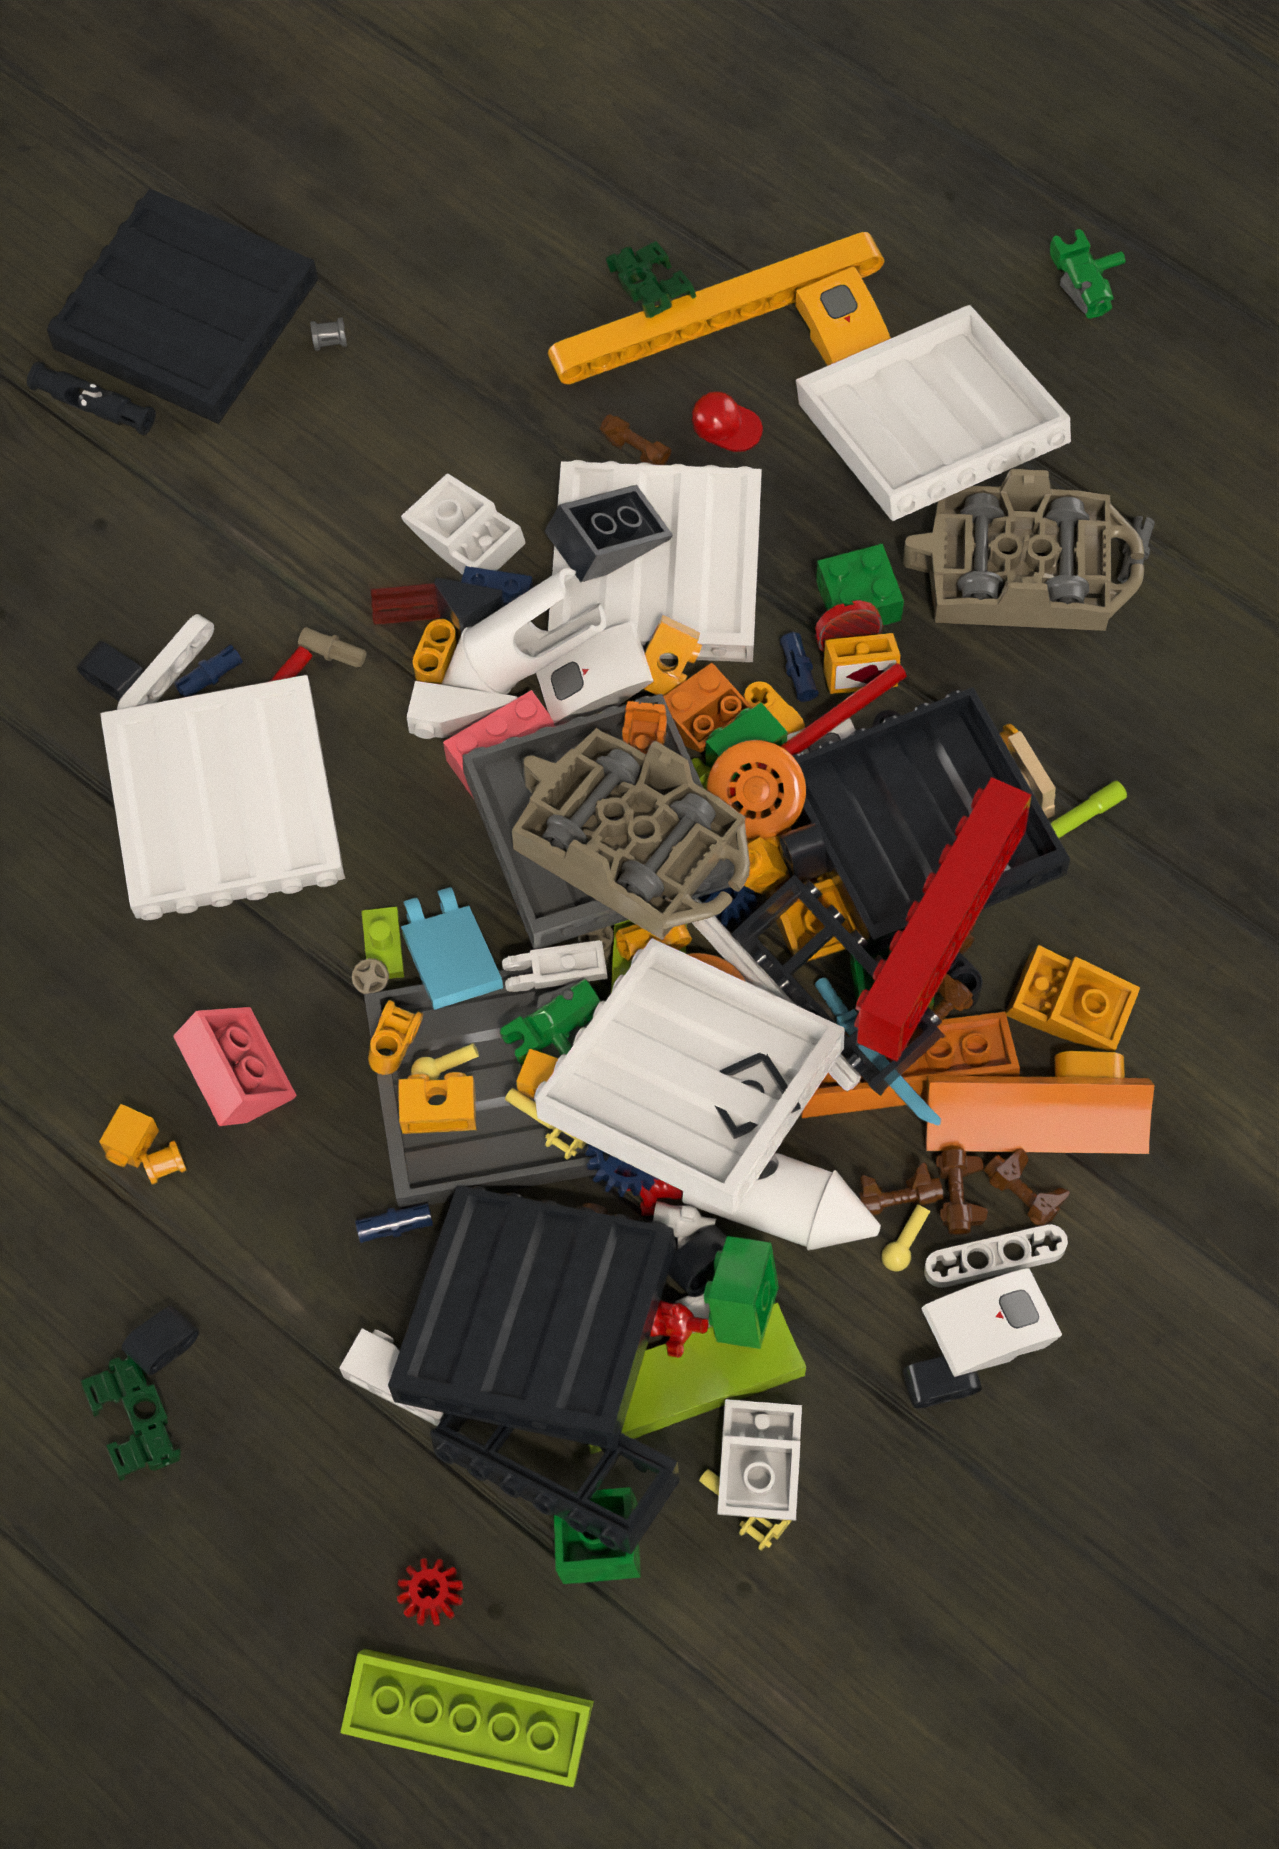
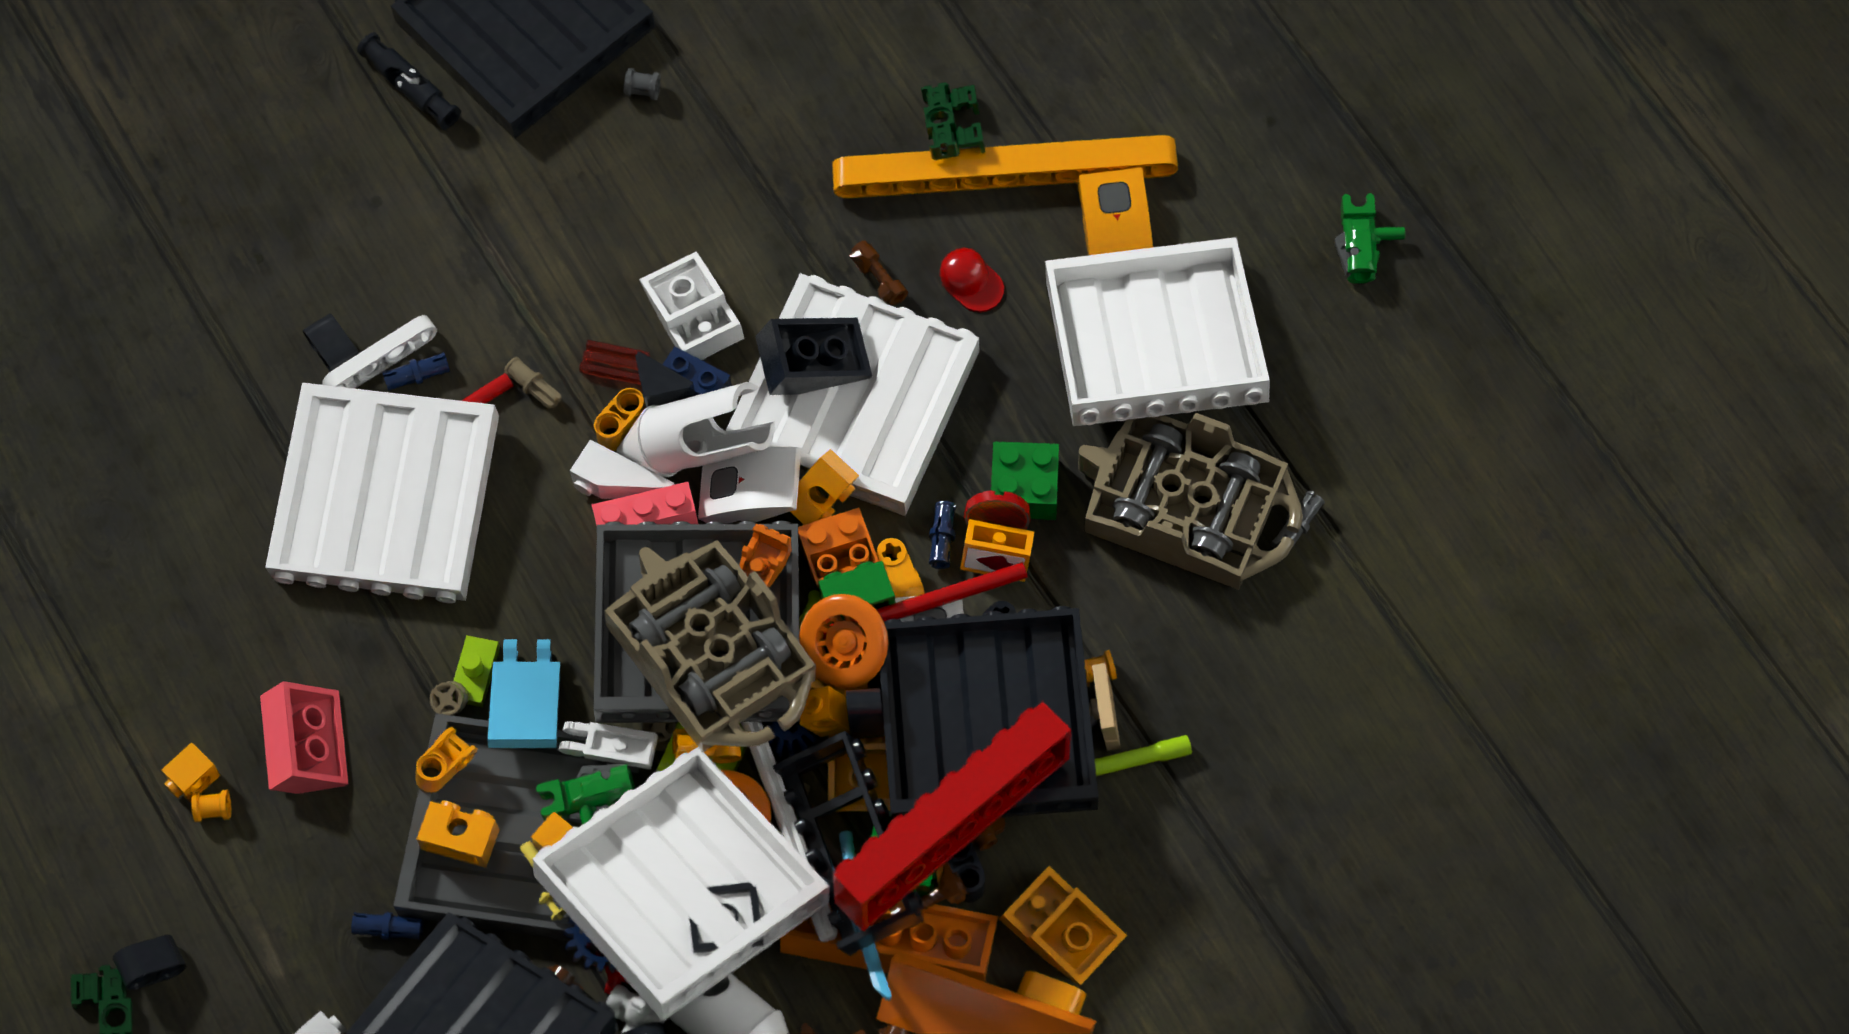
camera: 20 degrees right, 0 degrees up
(433, 1067) = (468, 799): light yellow bar -> none

